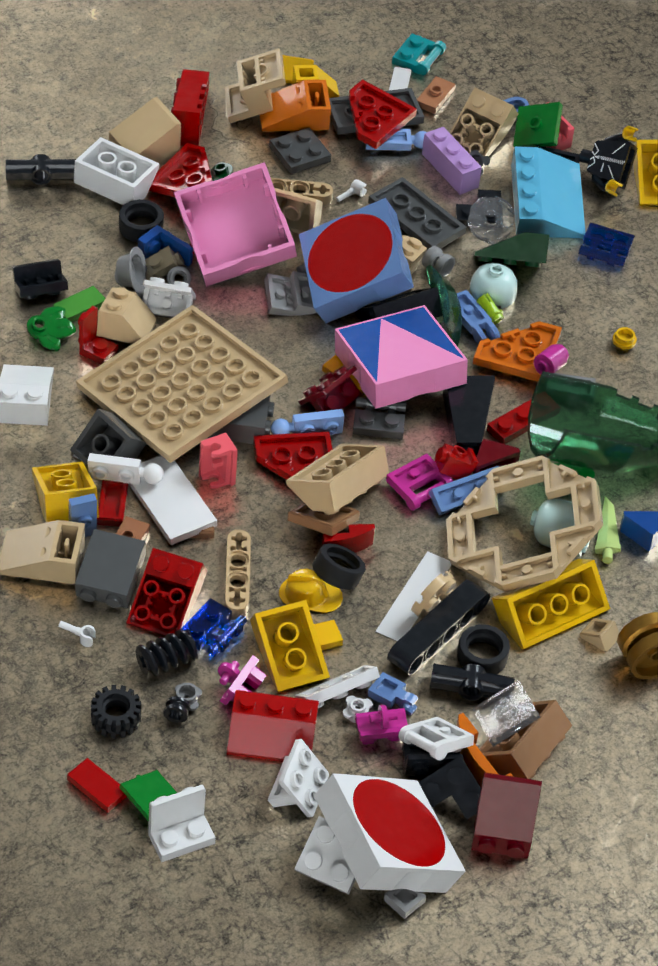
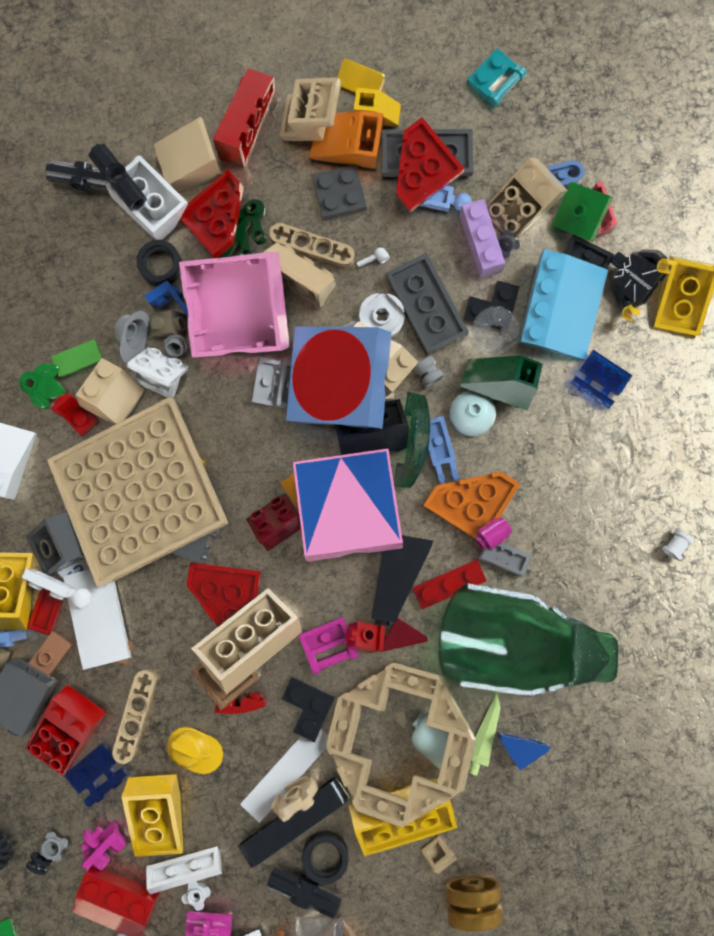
camera: 20 degrees right, 35 degrees up
(39, 279) = (44, 325): black bracket -> none
(89, 147) = (124, 186): none -> black piece
(165, 651) = (45, 804): black piece -> none
(218, 460) = (149, 595): coral hinge -> none
(323, 421) = (219, 556): light blue plate -> none
(328, 635) = (192, 804): yellow tile -> none
(339, 566) = (238, 735): black tyre -> none
(379, 423) = (319, 569): dark grey plate -> none
(390, 690) = (228, 886): medium blue plate -> none
(400, 78) = (465, 112): white sticker -> none
(421, 531) = (314, 705): none -> black plate
(436, 94) = (496, 138): nougat plate -> none
(451, 495) = (361, 668): medium blue plate -> none
(490, 308) = (459, 444): lime pin -> none
(624, 338) = (578, 505): yellow plate -> none

